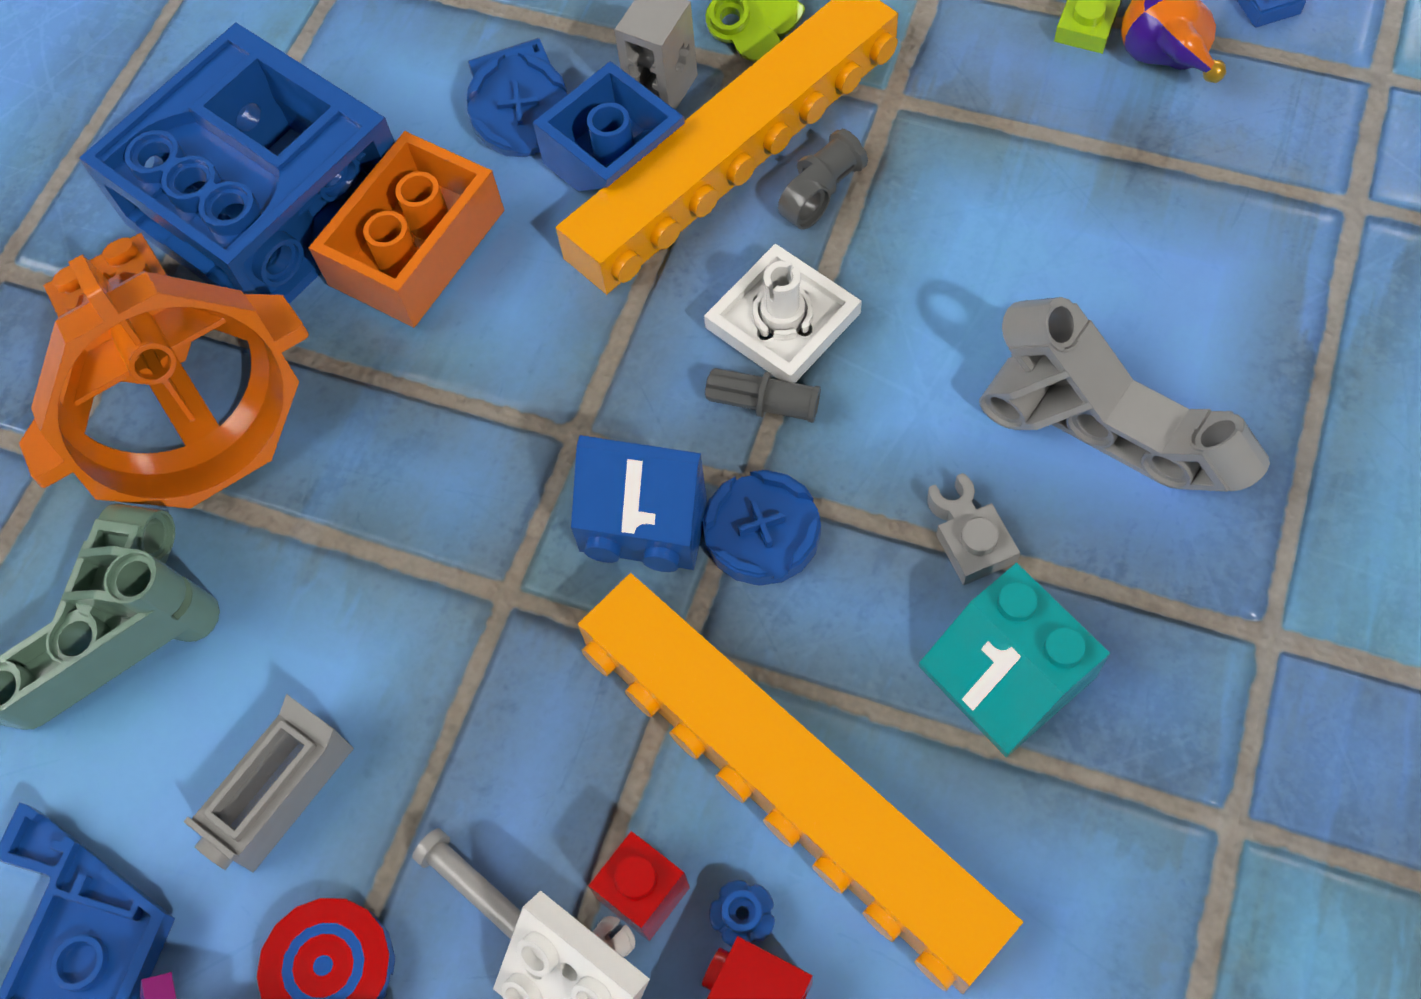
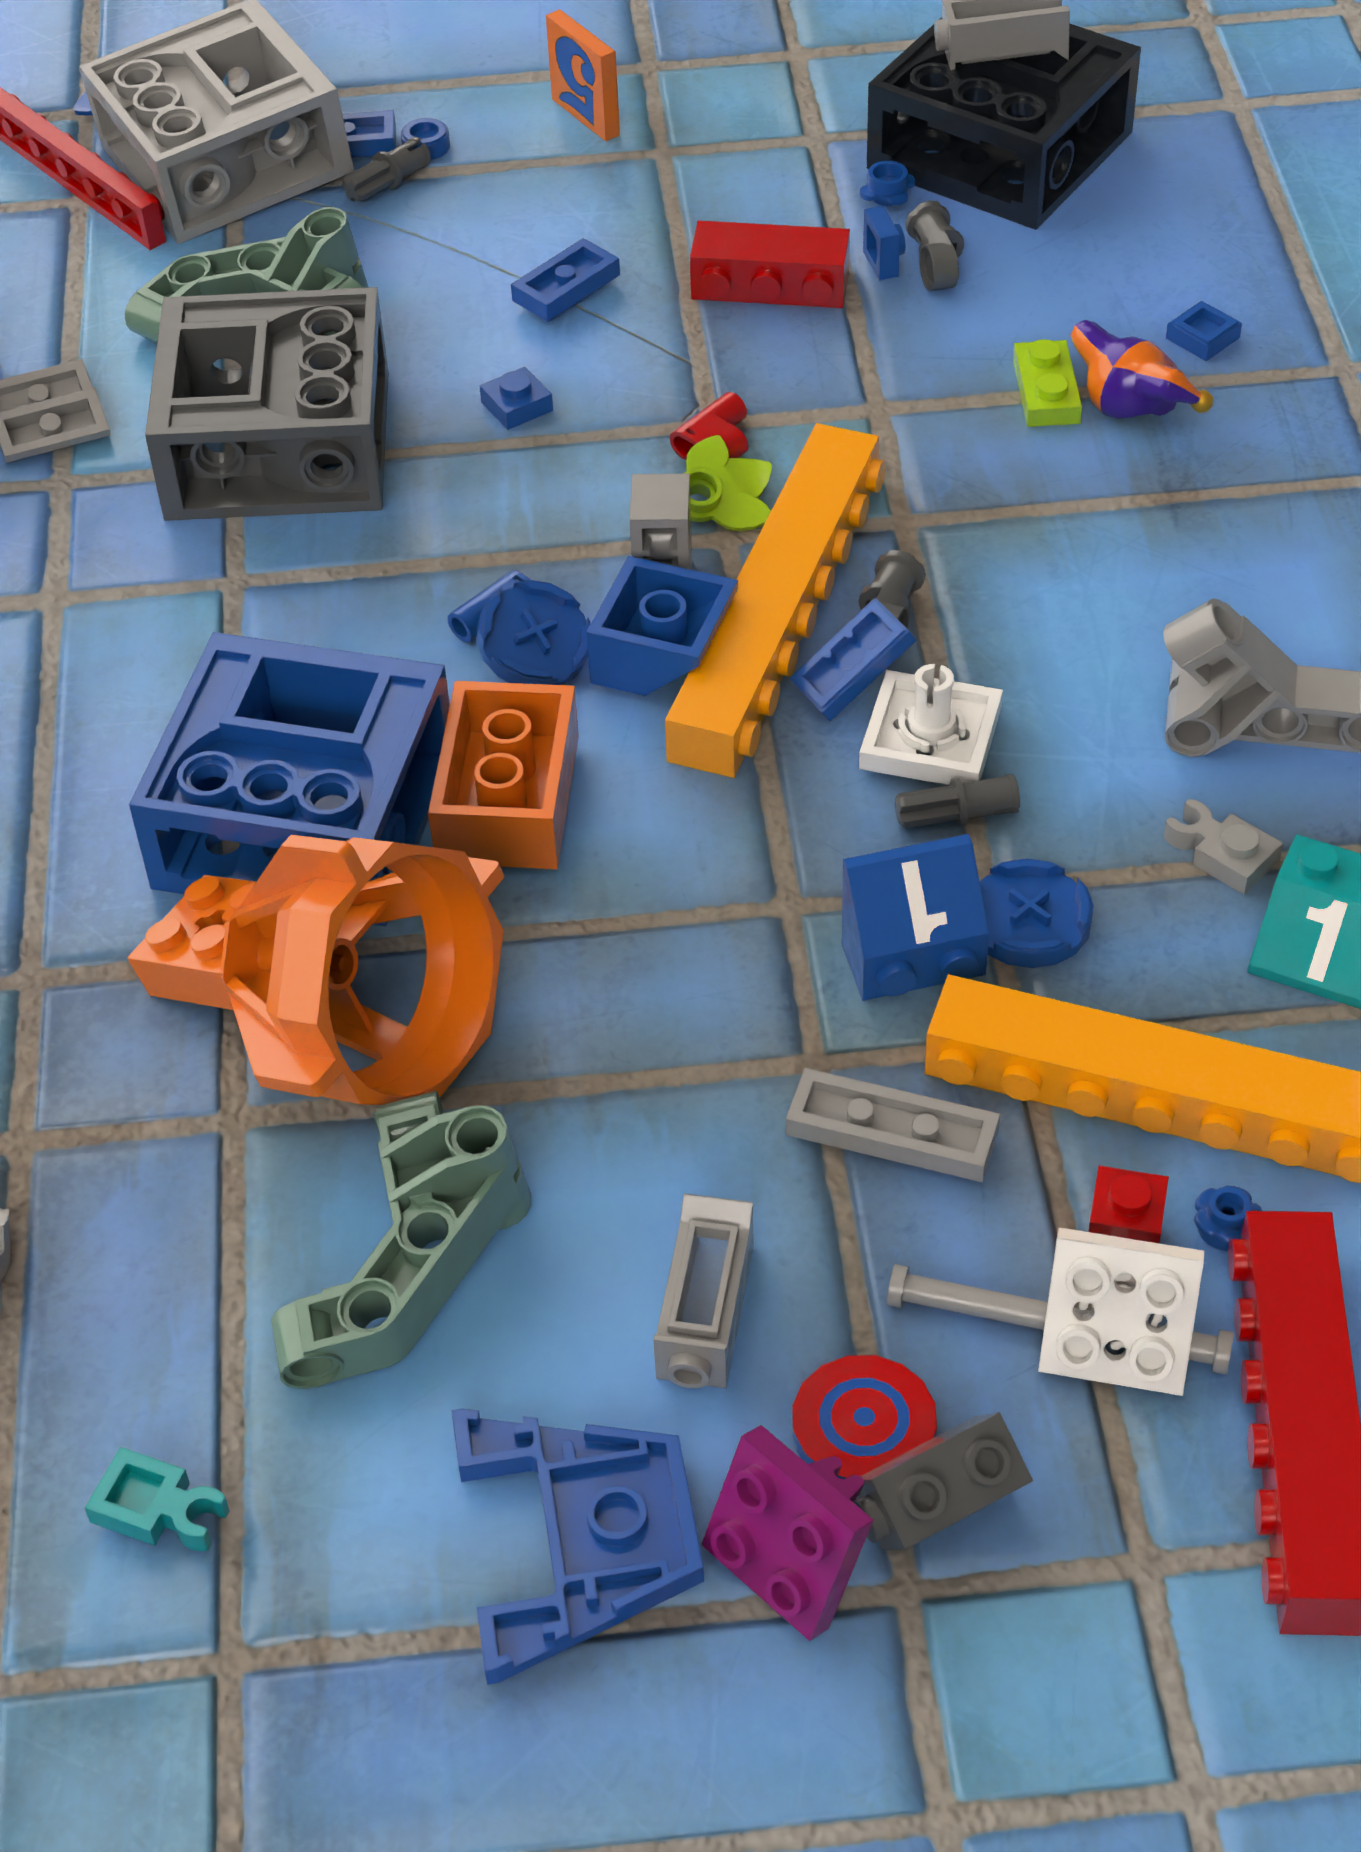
camera: 30 degrees left, 15 degrees down
(518, 691) = (893, 1124): none -> light grey plate
(753, 222) = (852, 659): none -> blue plate

